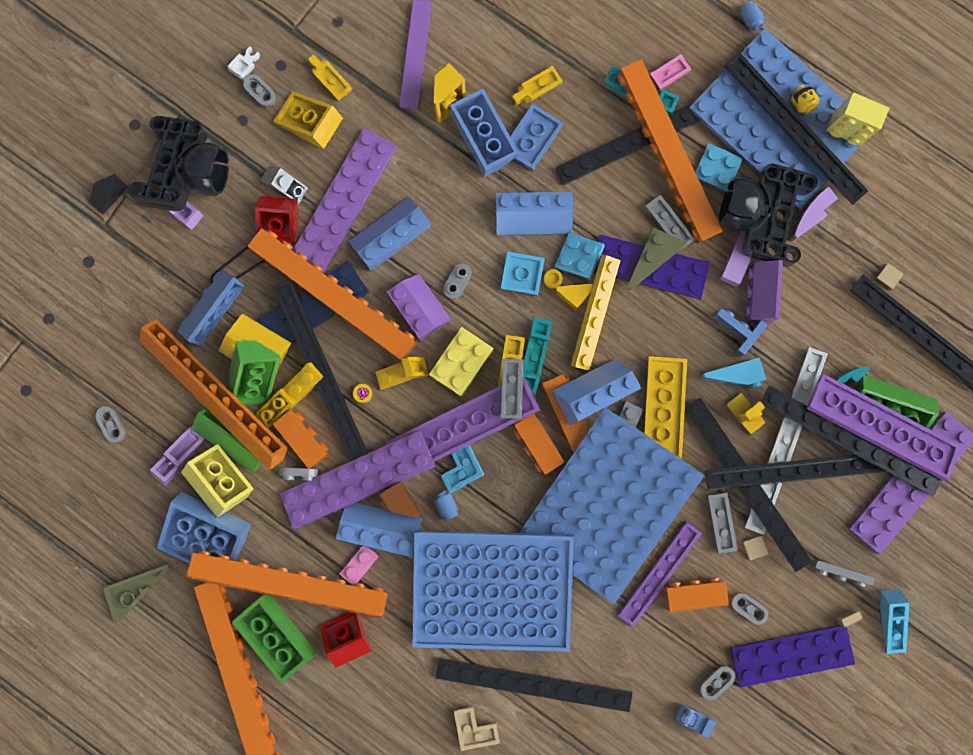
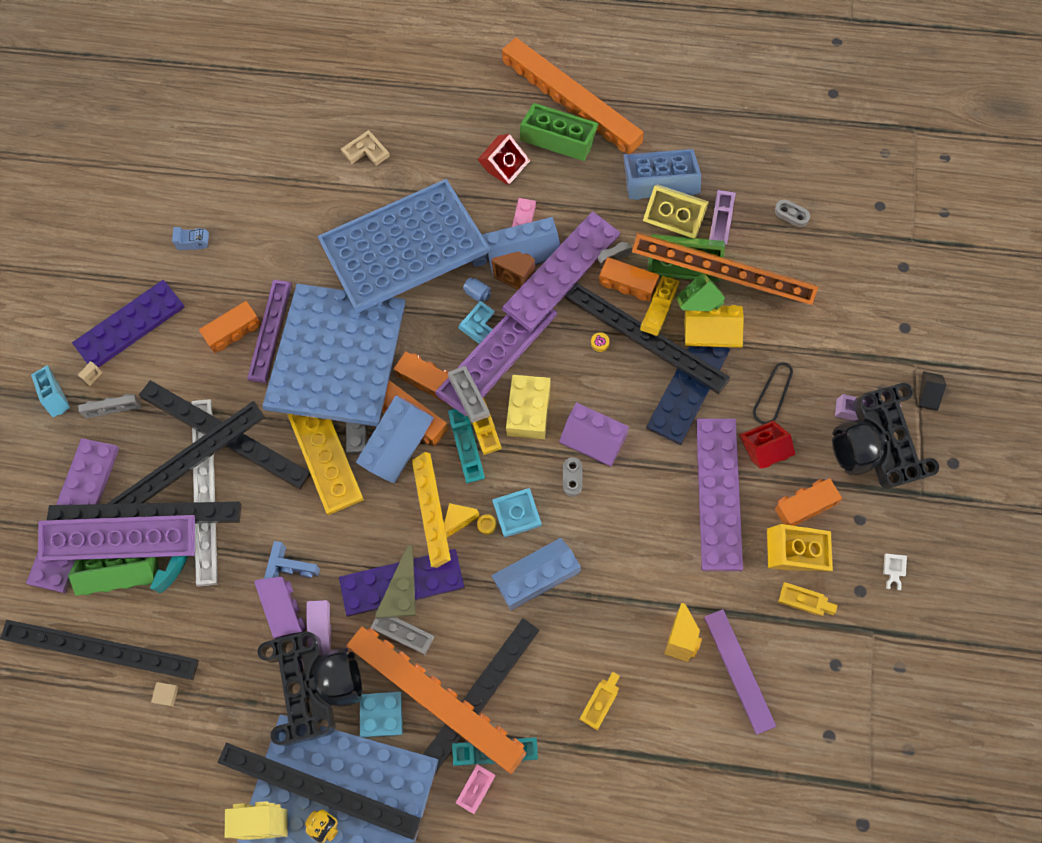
camera: 155 degrees right, 15 degrees down
(127, 593) = (693, 108): olive wing -> none
(210, 308) = (773, 338): medium blue slope -> none
(260, 91) = (861, 551): light grey plate -> none
(276, 151) = (808, 502): none -> orange brick
(283, 183) = (782, 477): light grey slope -> none
(287, 585) = (570, 168): orange brick -> none
(332, 295) = (676, 400): orange brick -> none
(390, 233) = (659, 485): medium blue slope -> none
(402, 372) = (572, 373): yellow bracket -> none
(483, 132) = (626, 621): medium blue slope -> none
(534, 685) = (334, 202): black plate -> none
(535, 136) = (577, 647): medium blue plate -> none
(579, 256) = (472, 554): medium azure plate -> none
(718, 685) = (183, 274): light grey plate -> none
(722, 523) = (230, 390): light grey plate -> none
(740, 374) = (270, 526): medium azure slope -> none
(747, 414) = (249, 494): yellow bracket -> none
(748, 608) = (181, 341): light grey plate -> none
(755, 547) = (195, 390): tan tile -> none
(813, 213) = (265, 715): lavender slope -> none

